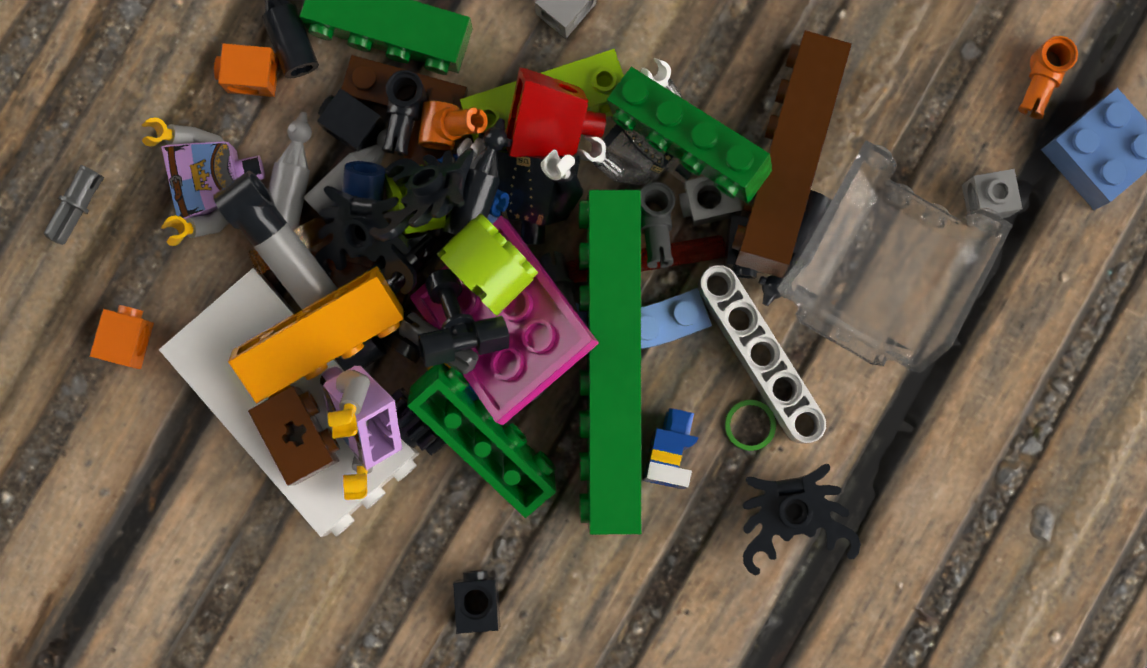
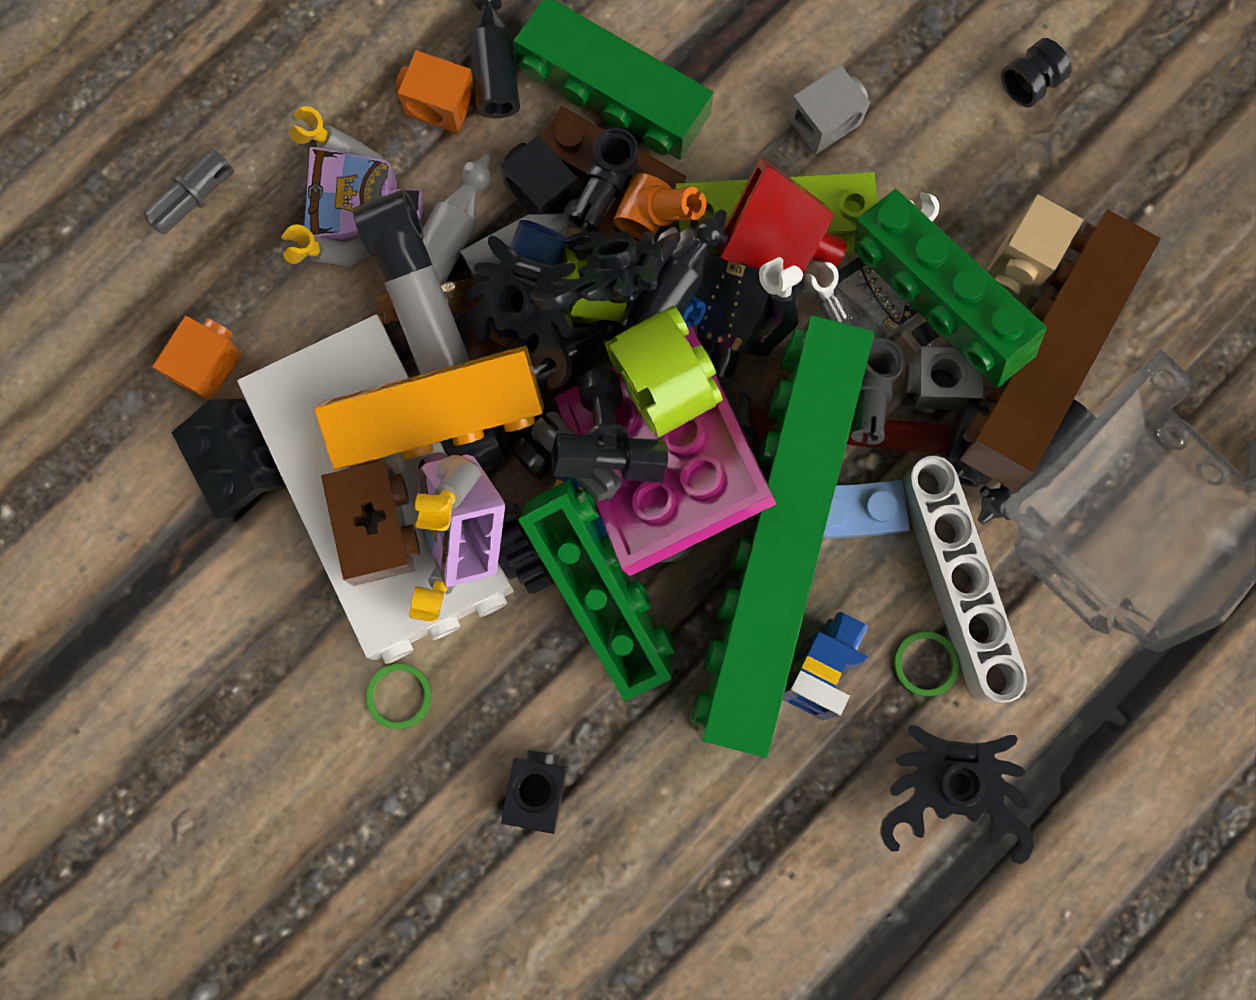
camera: 10 degrees right, 5 degrees down
(167, 408) = (227, 455): none -> black bracket
(335, 572) = (372, 686): none -> bright green piece
(752, 81) = (1033, 247): none -> tan brick

